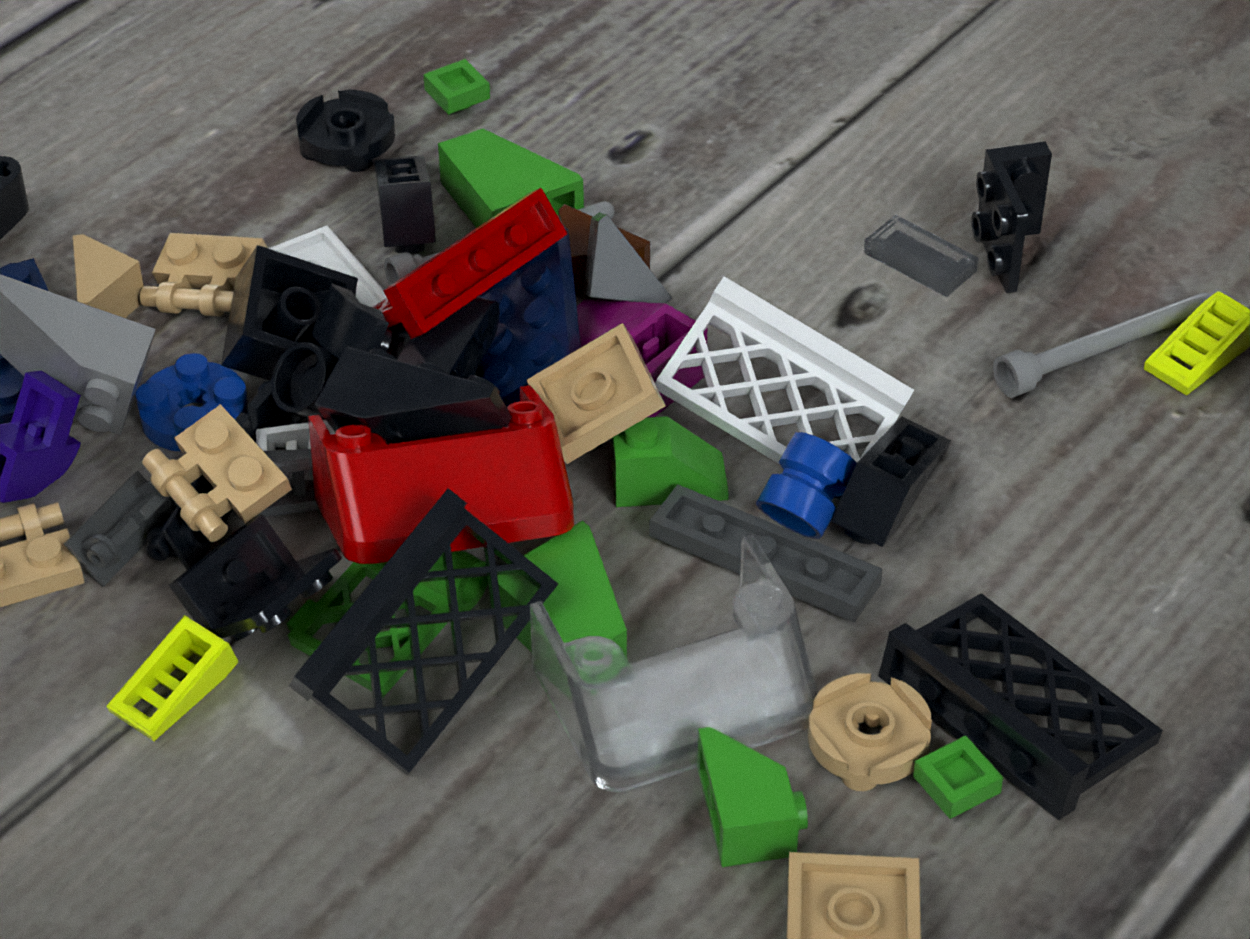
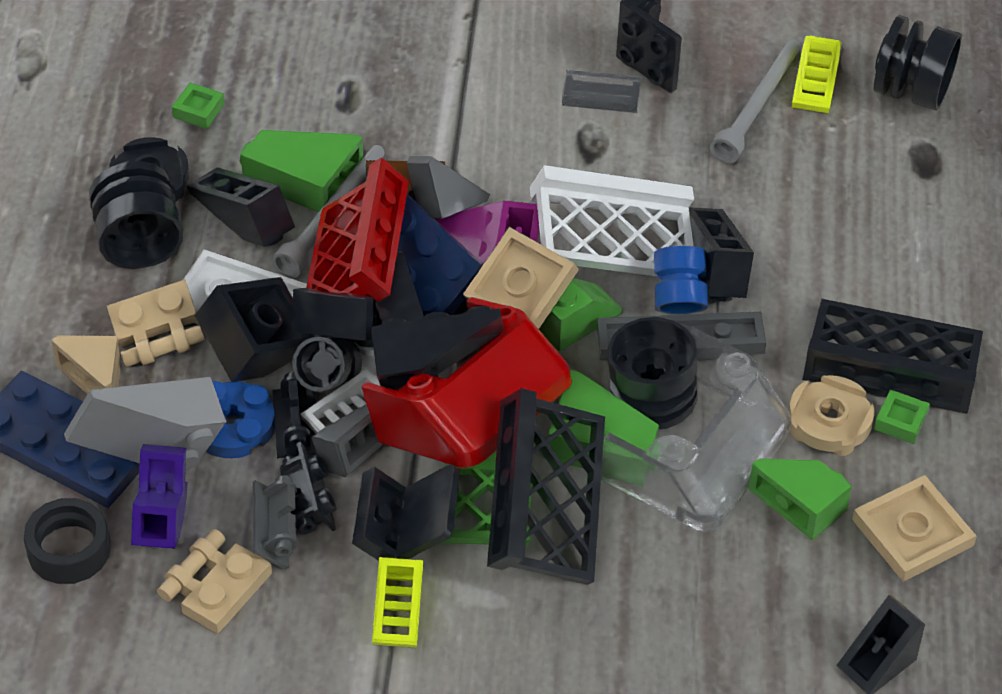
camera: 35 degrees left, 5 degrees up
(229, 461) = (329, 444): tan plate -> none
(273, 155) = (135, 215): none -> black wheel
(674, 568) = (655, 369): none -> black wheel

